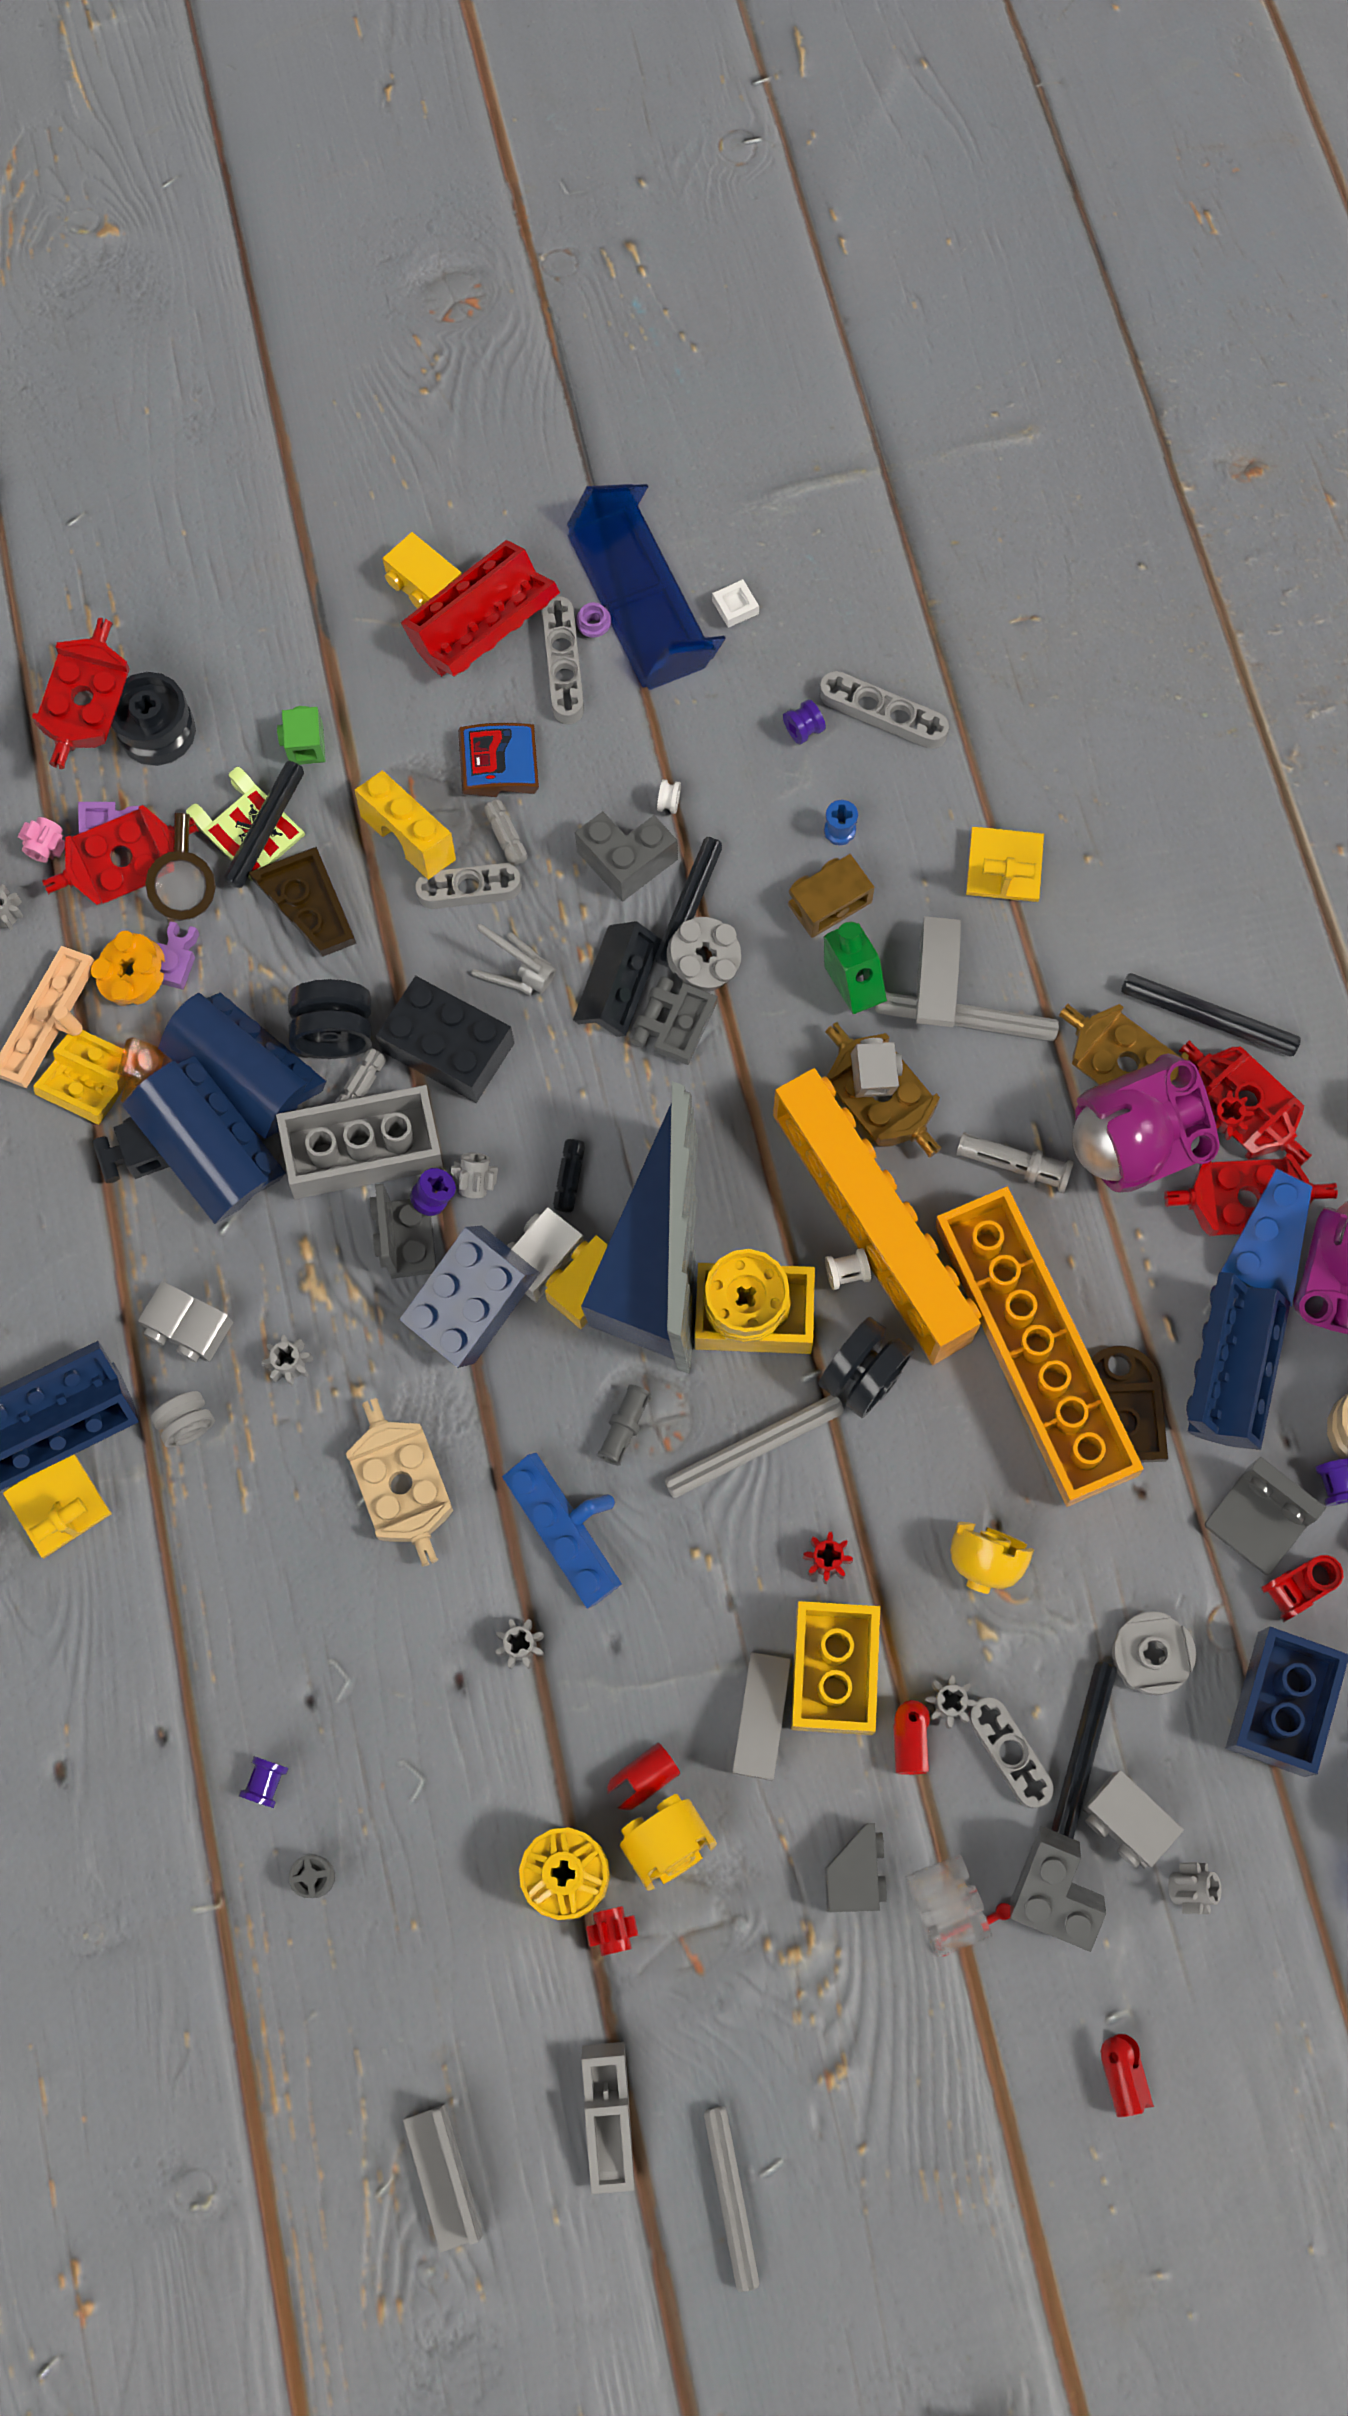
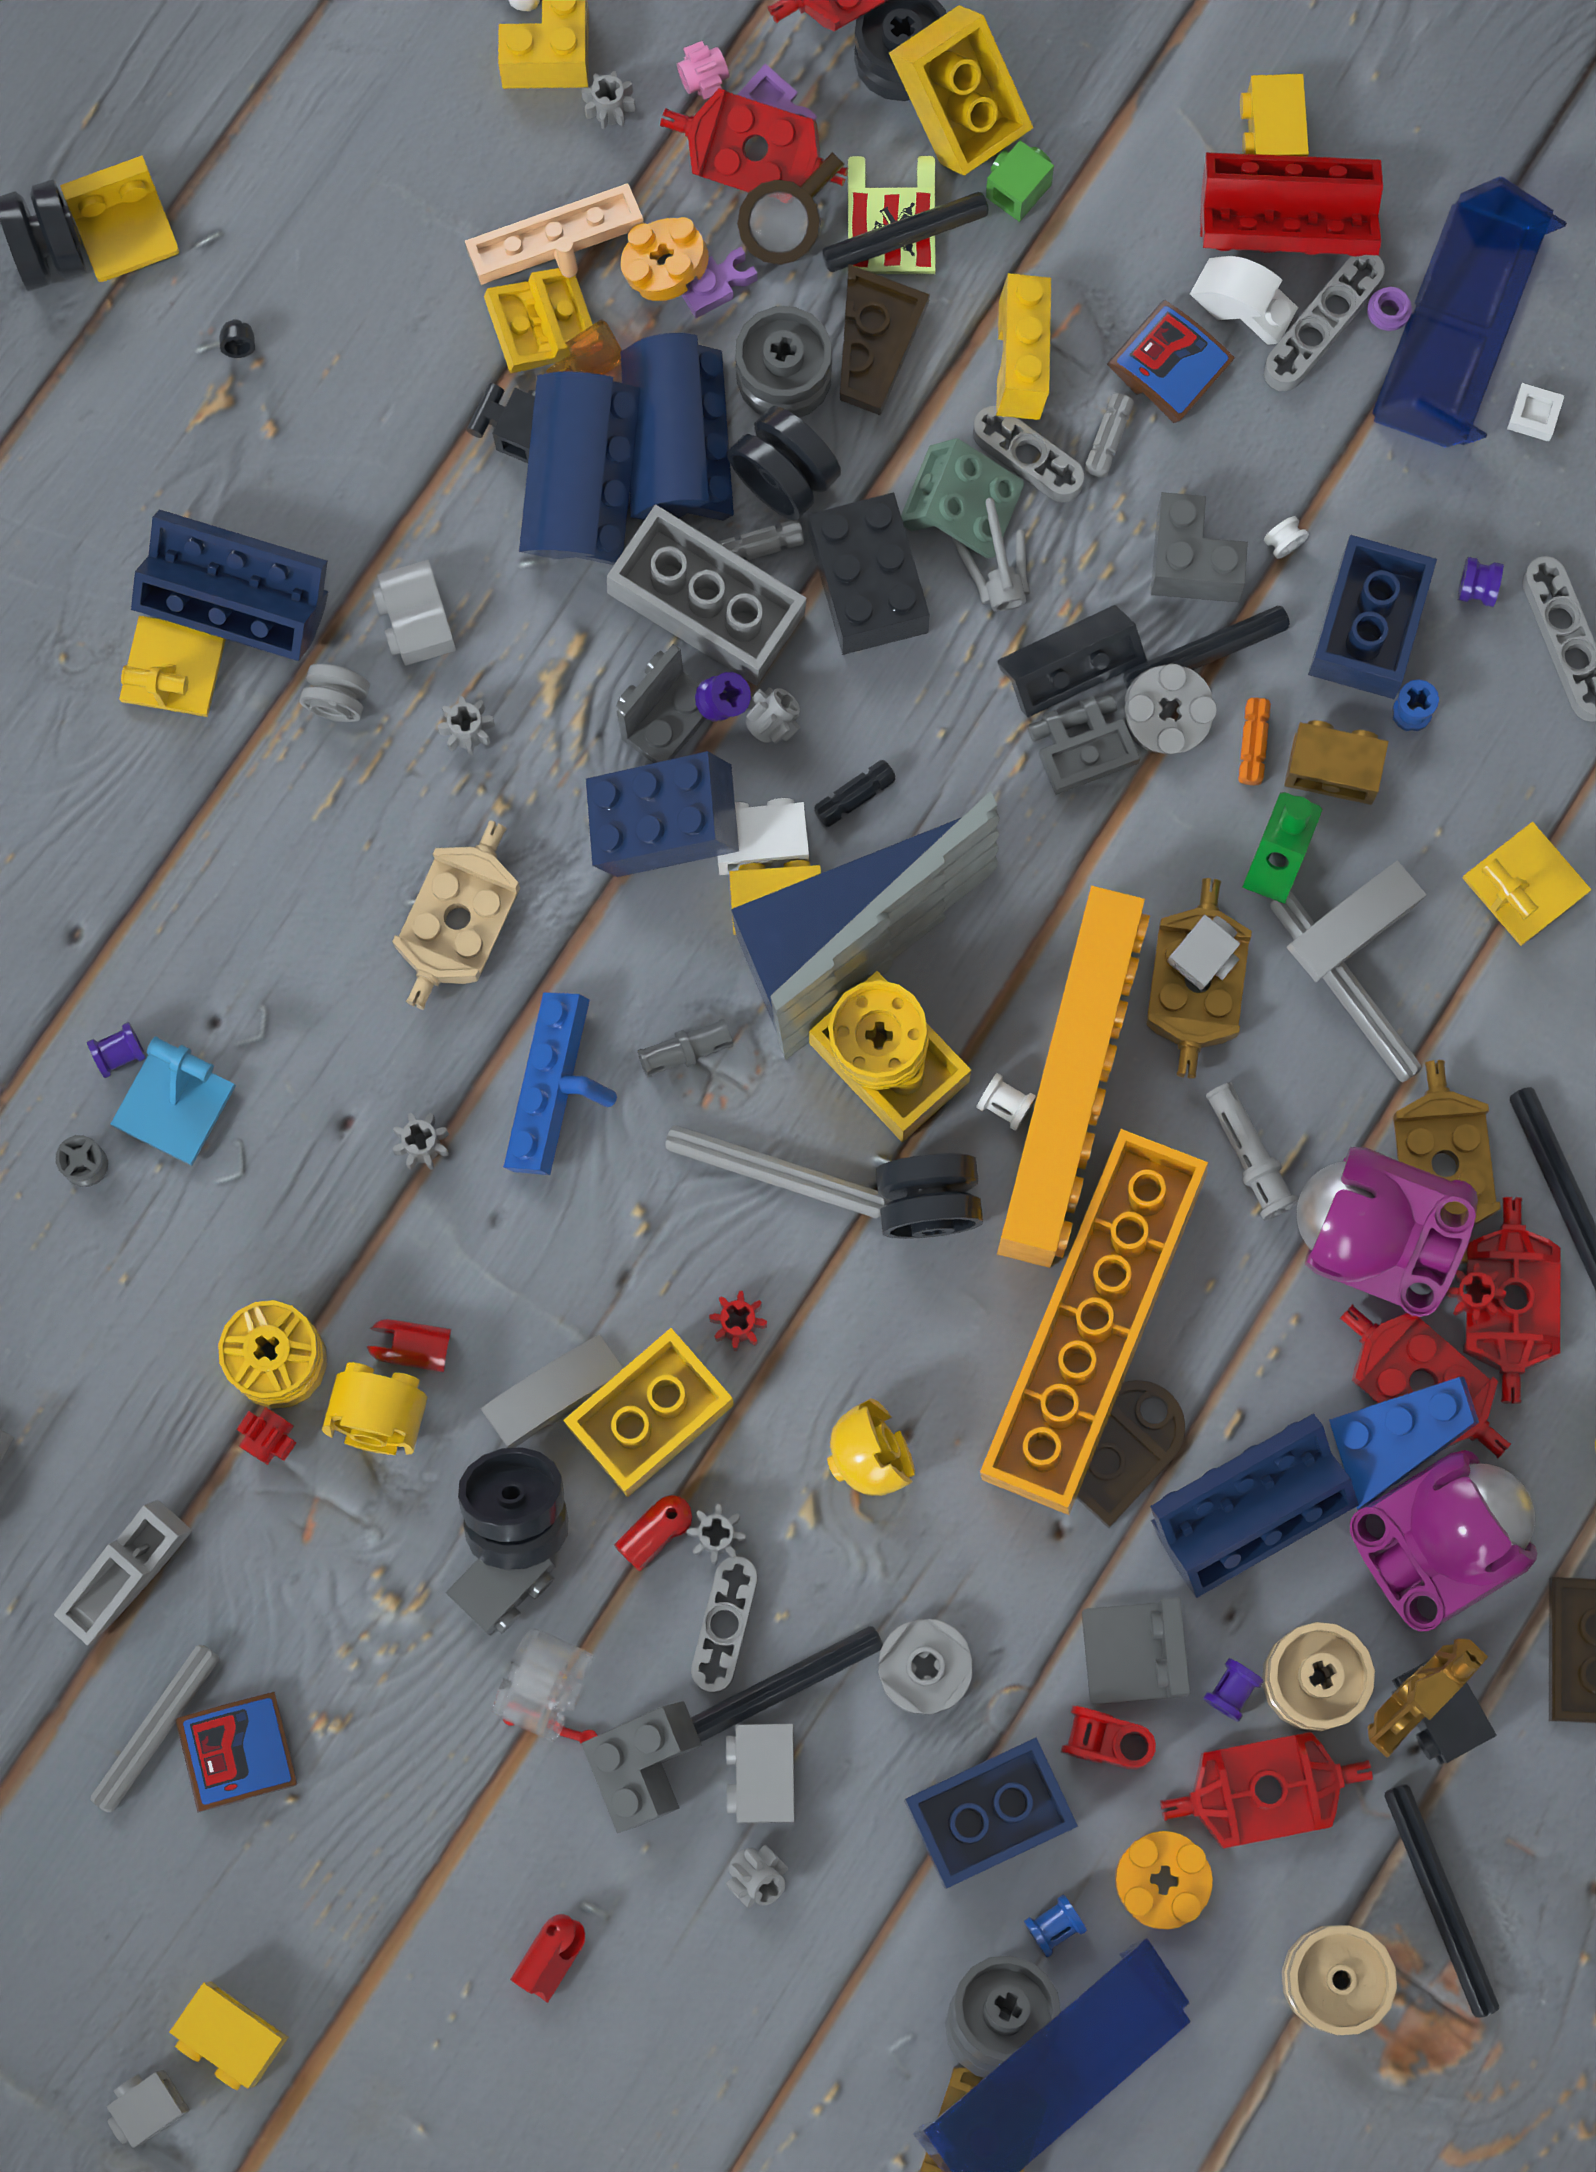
camera: 45 degrees right, 5 degrees up
(218, 709) = (961, 90): none -> yellow brick
(266, 962) = (784, 361): none -> dark grey wheel
(334, 1778) = (173, 1101): none -> dark azure plate
(449, 943) = (954, 491): none -> sand green bracket
(502, 679) = (1245, 290): none -> white brick
(766, 794) = (1372, 617): none -> dark blue brick
(770, 927) = (1254, 741): none -> orange axle
(799, 2157) = (236, 1752): none -> slope
(817, 1813) = (513, 1508): none -> black wheel
(986, 2352) = (227, 2036): none -> yellow brick

